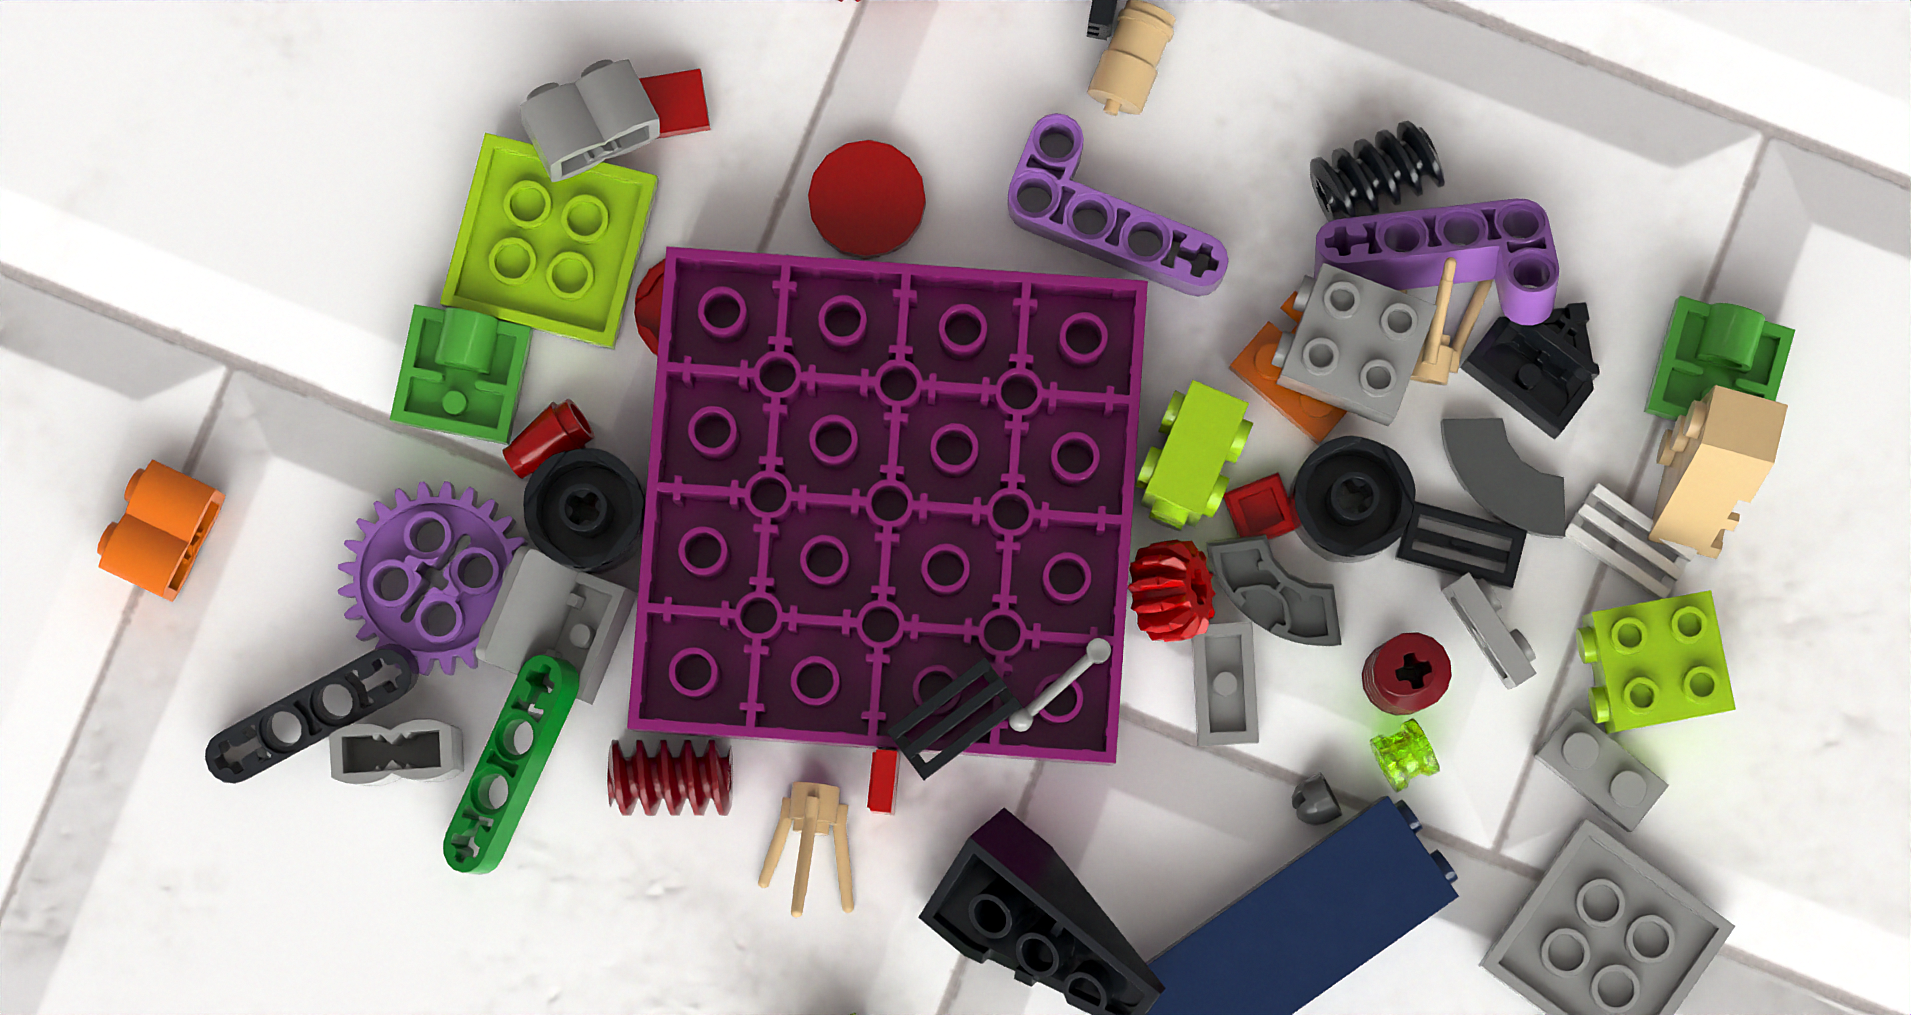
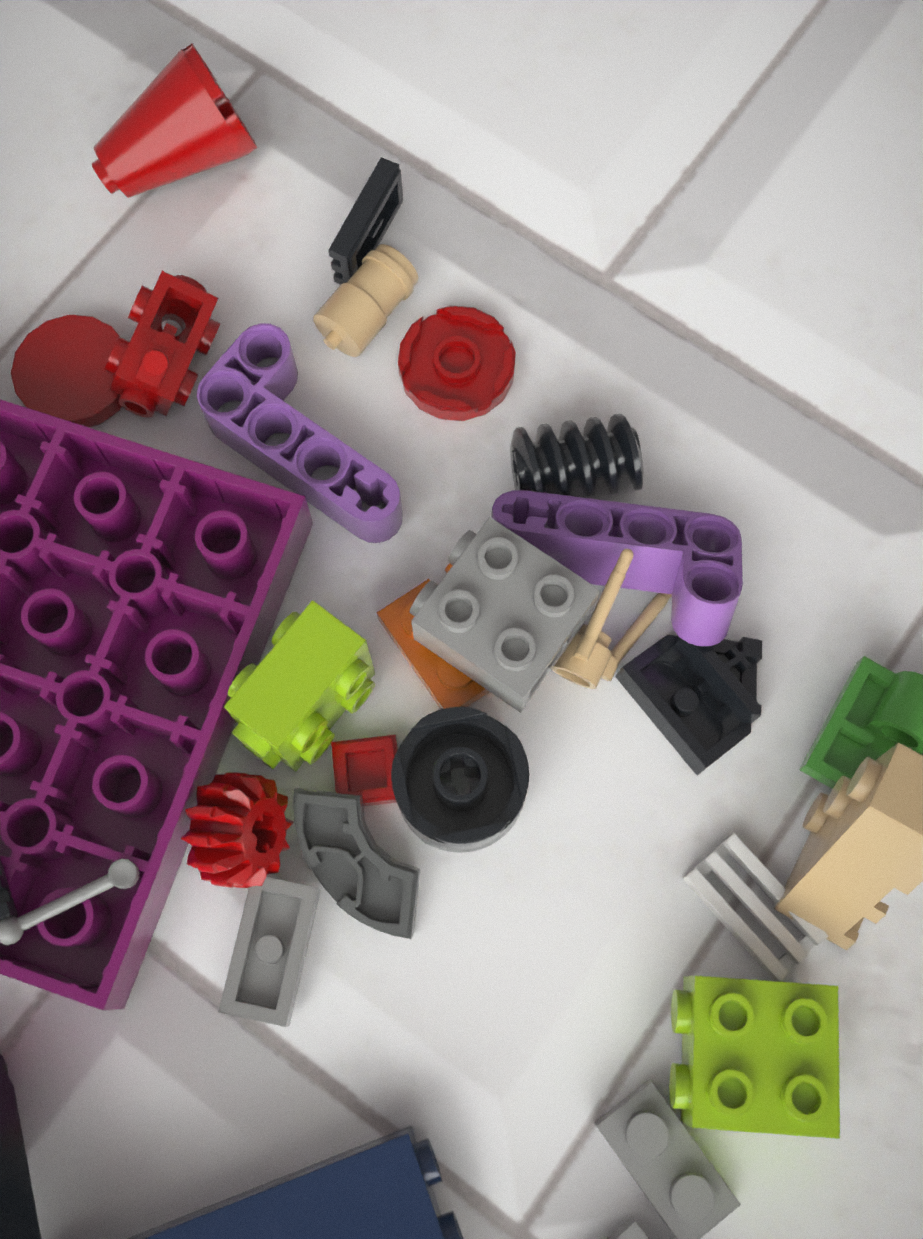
camera: 10 degrees right, 10 degrees down
(953, 175) = (154, 364): none -> red brick
(1233, 96) = (456, 363): none -> red tile
(1315, 801) = (334, 1112): dark grey hinge -> none
(1404, 755) = (444, 1086): clear neon green wheel -> none
(1406, 651) = (488, 1013): dark red piece -> none
(1501, 480) = (631, 805): dark grey tile -> none
(1505, 650) = (589, 993): light grey plate -> none
(1510, 558) = (584, 840): black tile -> none

